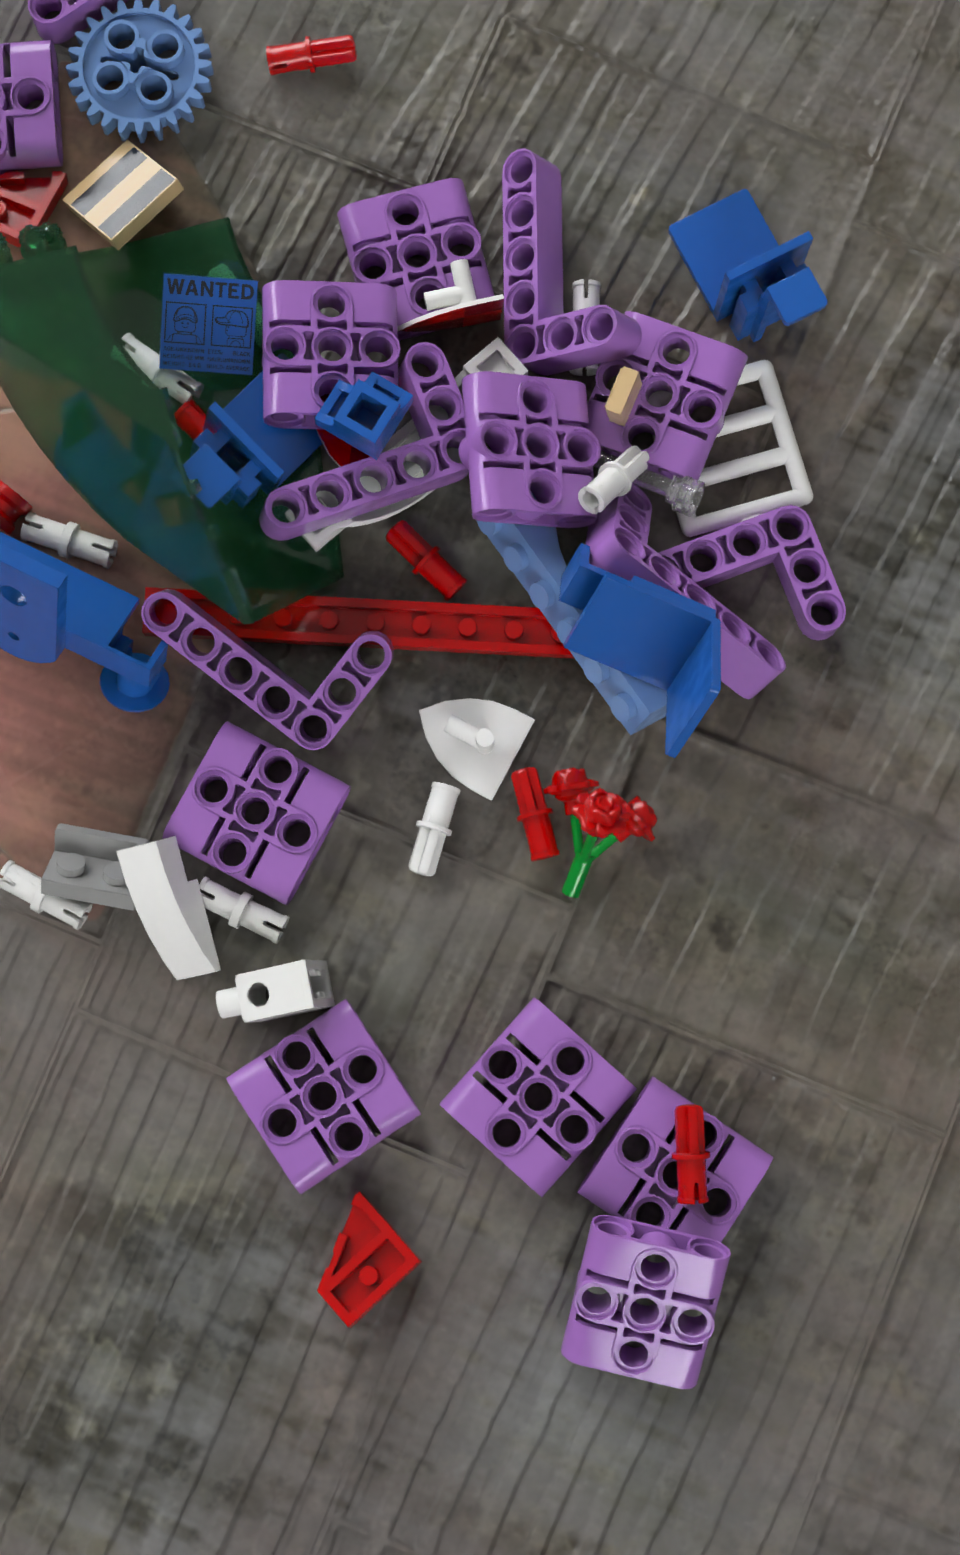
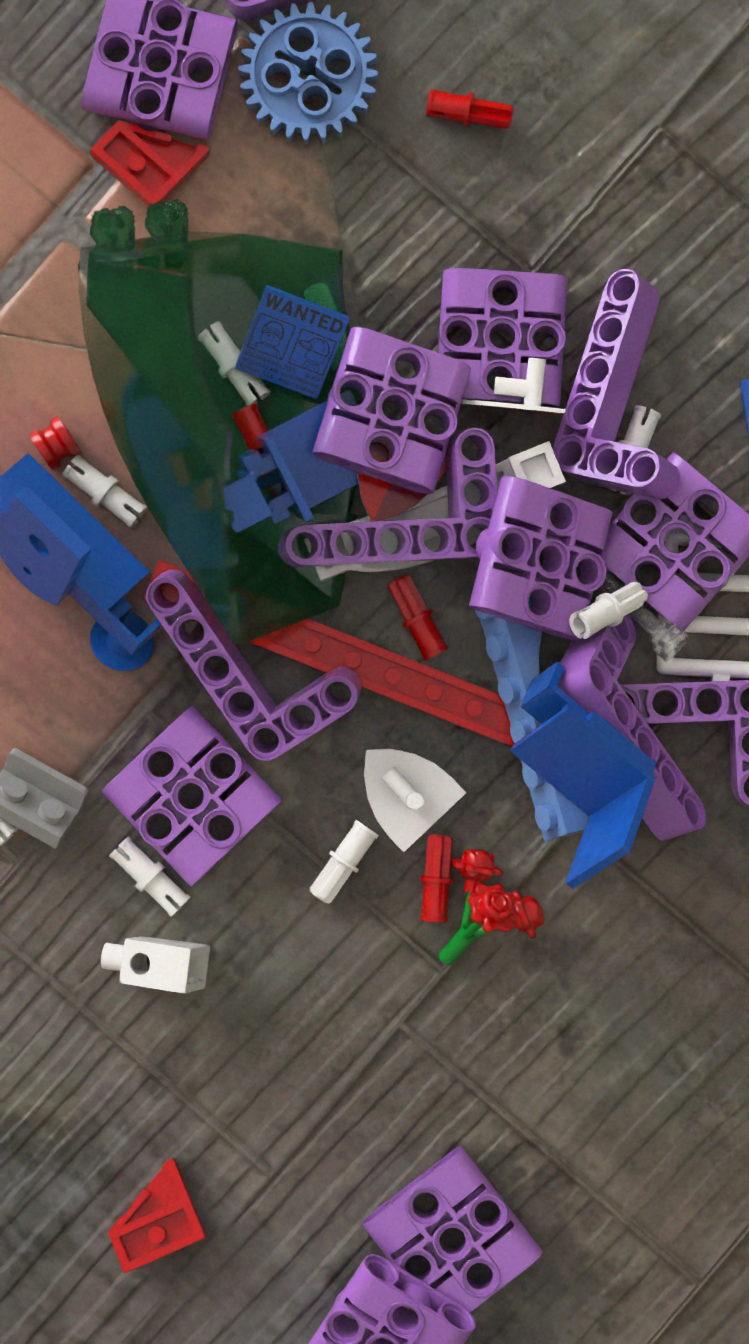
camera: 20 degrees right, 5 degrees up
(123, 194) = (255, 188): tile -> none
(170, 907) = (88, 855): white slope -> none
(264, 1093) = (118, 1046): medium lavender connector -> none
(364, 413) = (404, 482): blue brick -> none
(595, 1083) = (301, 1124): medium lavender connector -> none
(623, 395) = (642, 535): tan tile -> none
(690, 1154) = (470, 1229): red axle -> none

